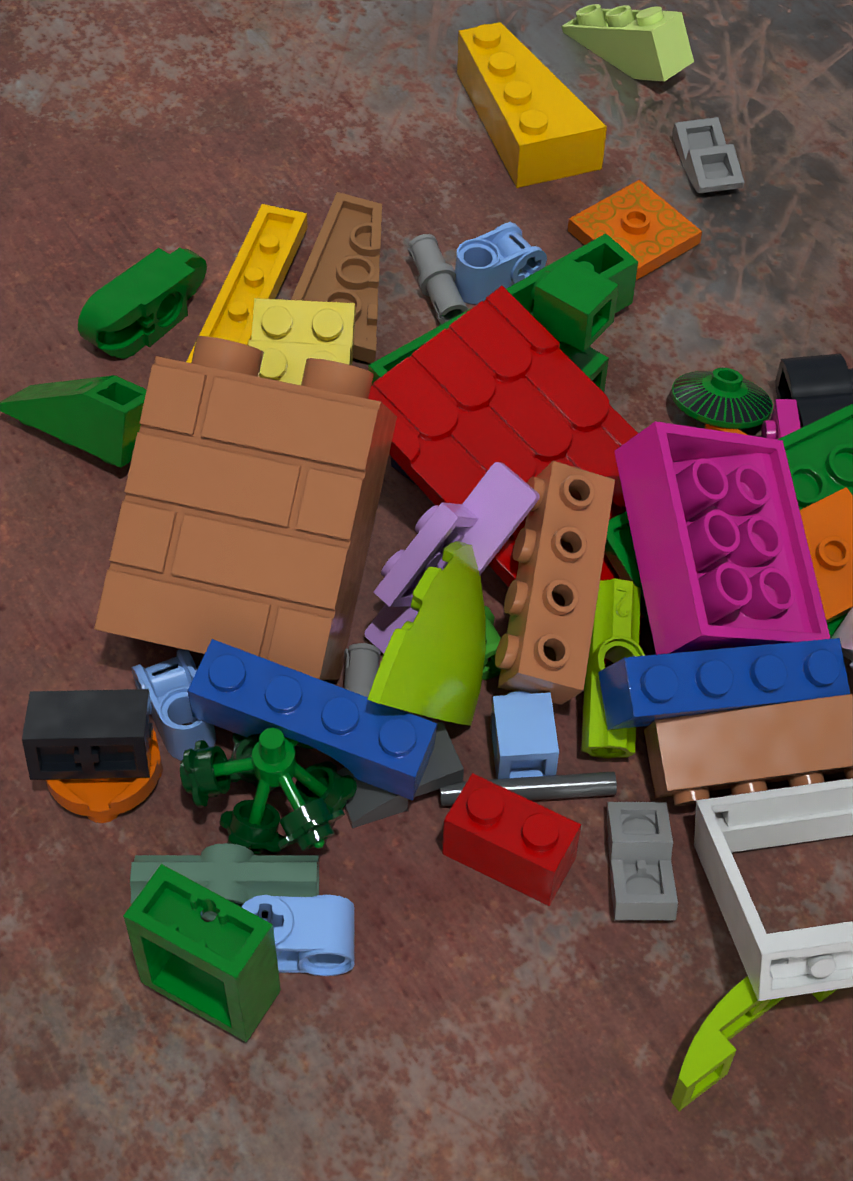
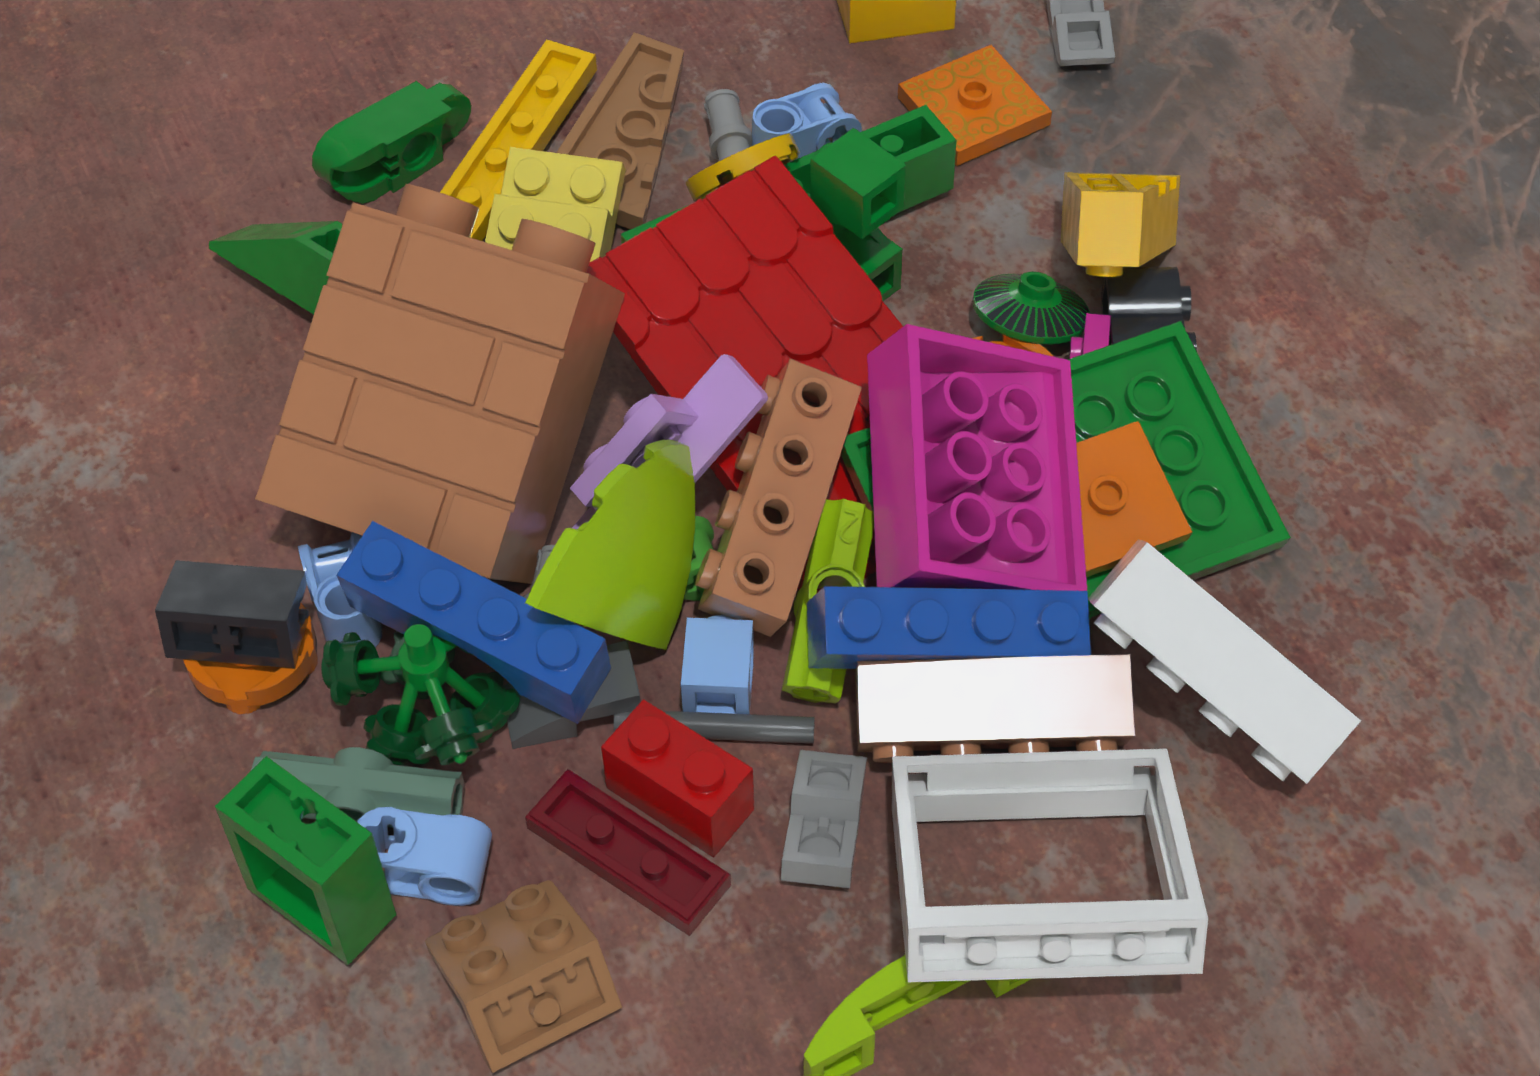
camera: 10 degrees right, 0 degrees up
(409, 1029) = (524, 972): none -> medium nougat bracket
(461, 300) = (735, 165): none -> yellow tile
(475, 909) = (628, 852): none -> dark red tile
(779, 318) = (1118, 219): none -> yellow wedge

